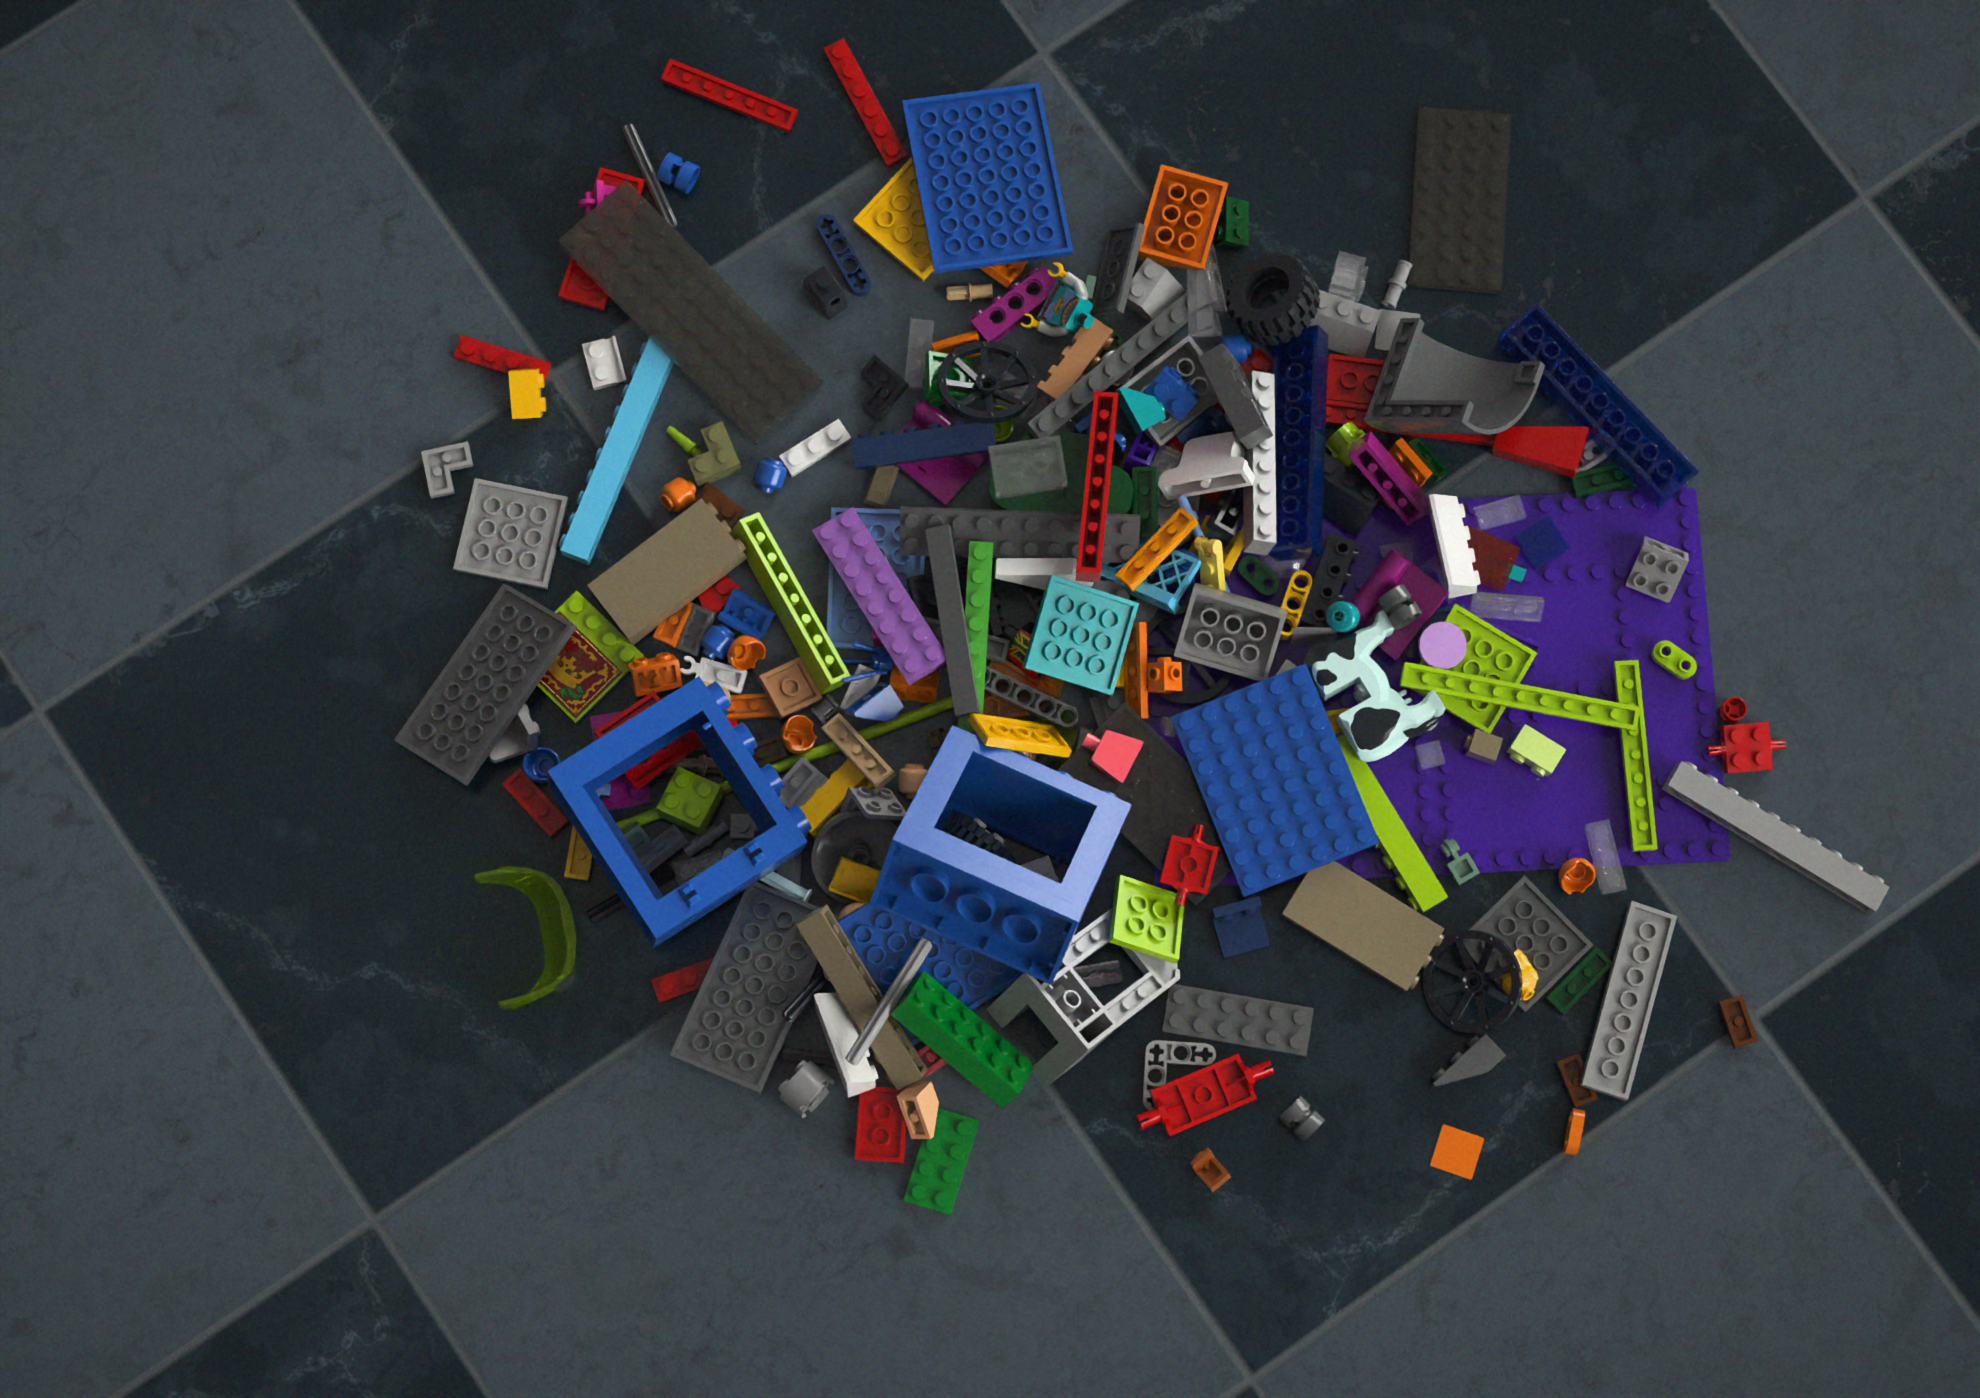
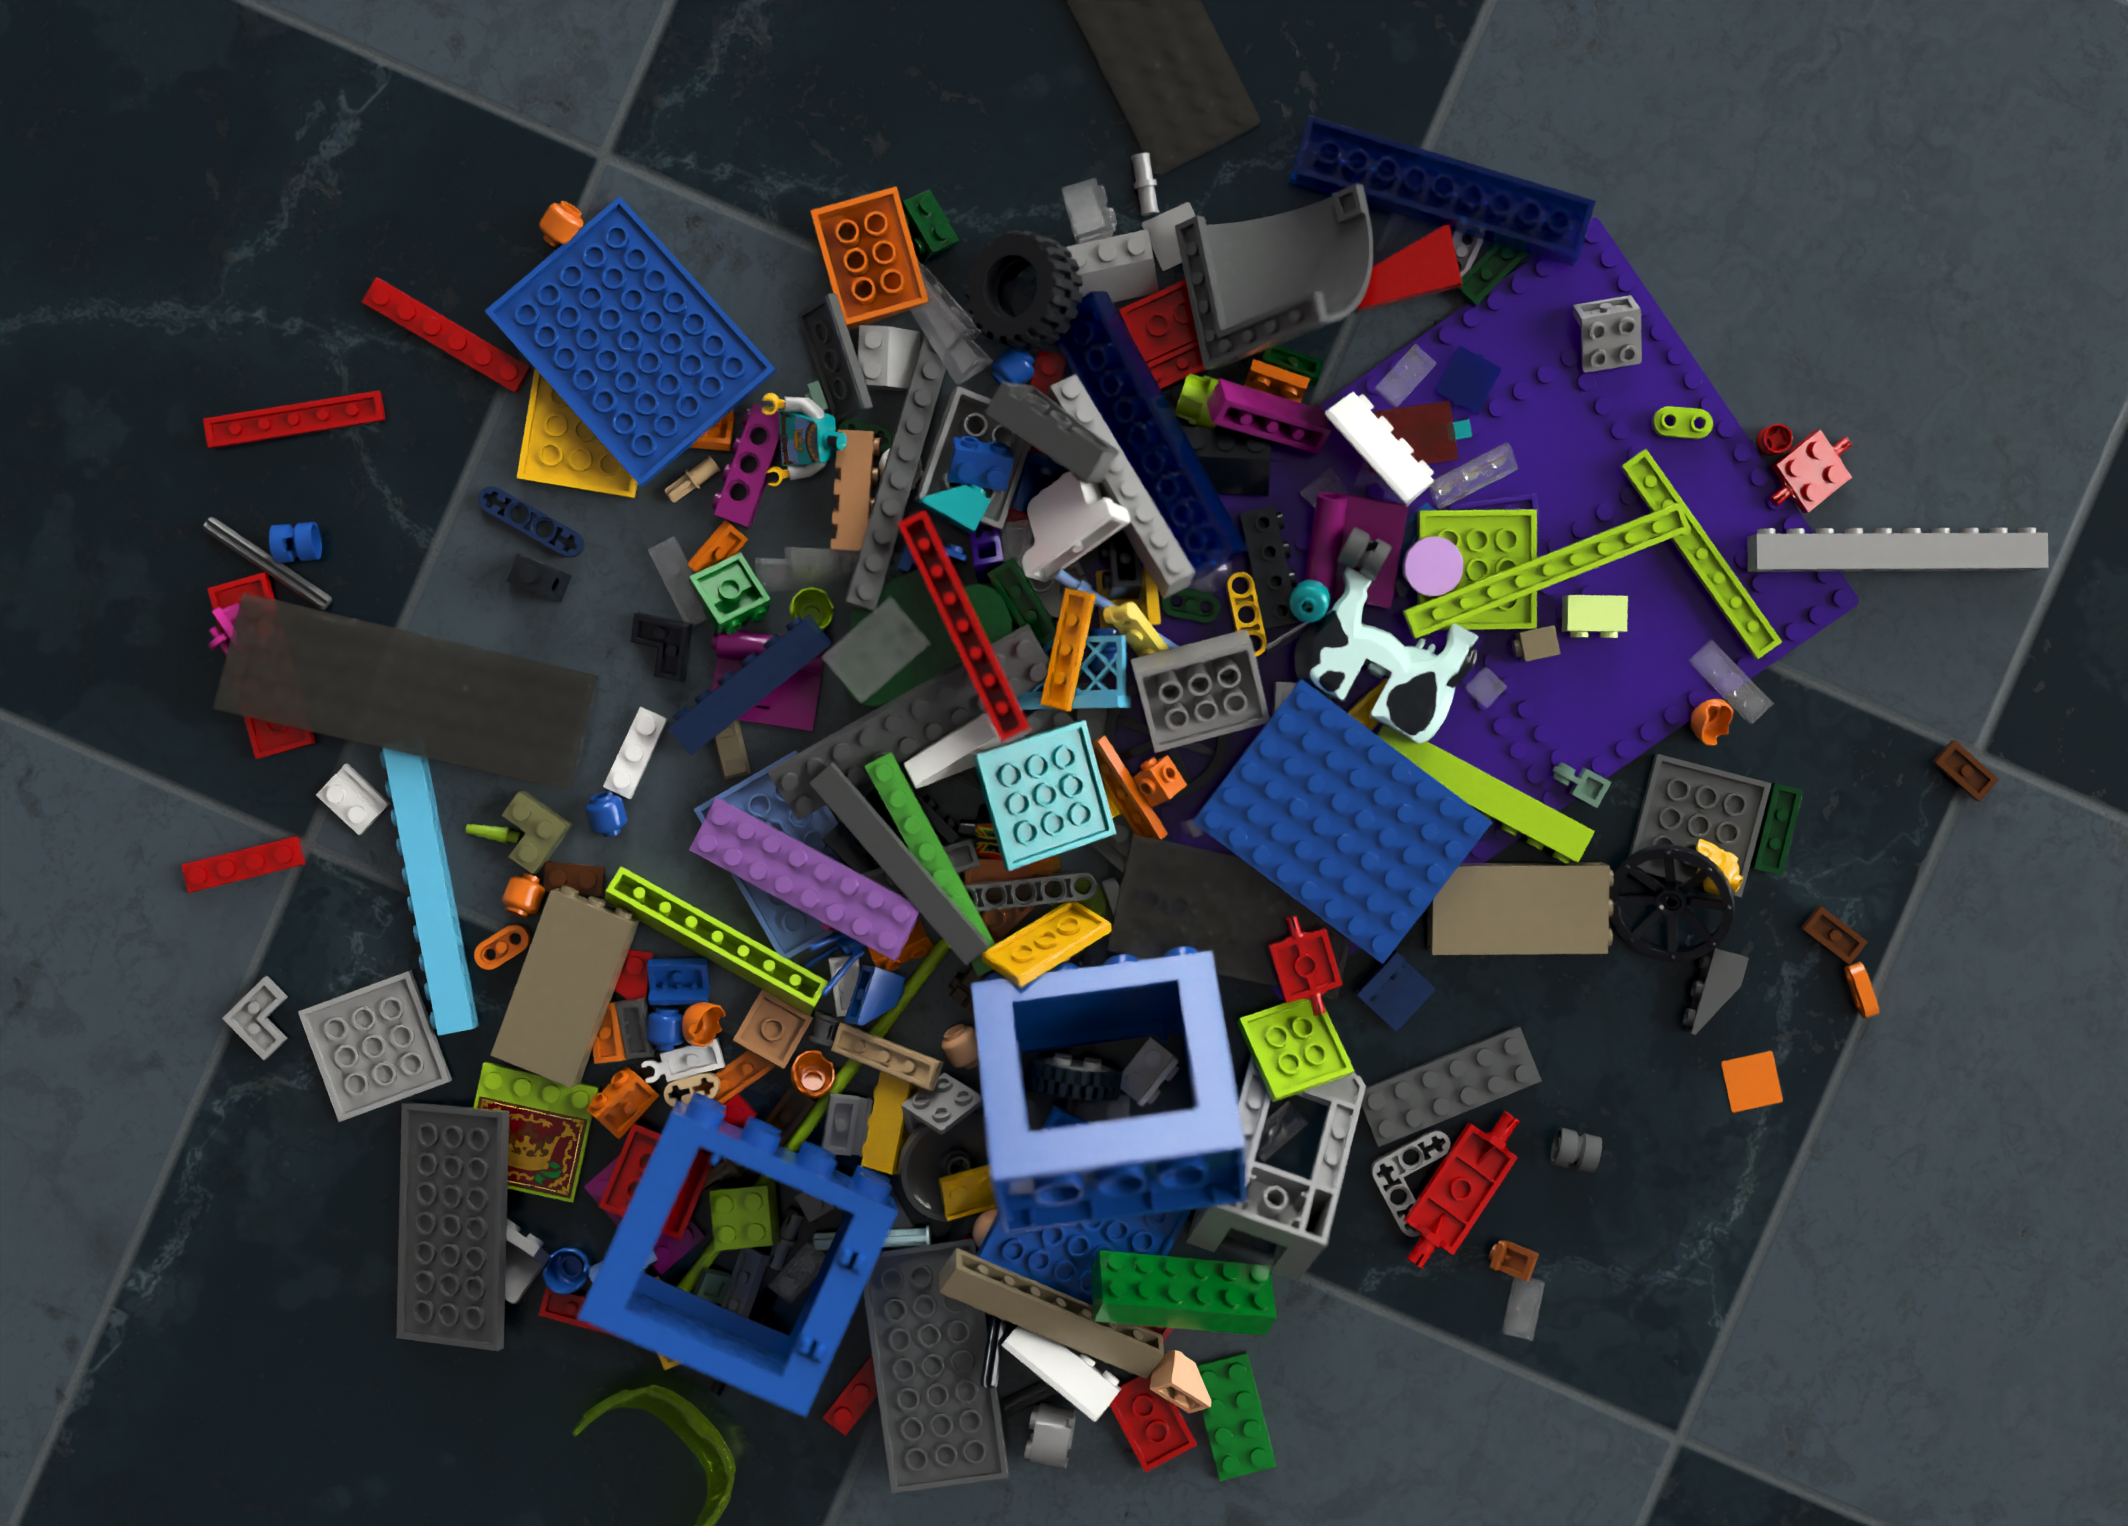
camera: 25 degrees left, 10 degrees up
(526, 393) = (291, 888): yellow brick -> none
(641, 520) = (503, 946): none -> orange plate
(888, 1001) = (1084, 1311): light grey axle -> none
(986, 384) = (771, 572): black wheel -> none
(988, 76) = (560, 223): none -> orange head
(1113, 753) = (1156, 900): coral torso -> none
(1196, 1211) = (1523, 1308): none -> clear plate
(1628, 1001) = (1841, 820): light grey plate -> none

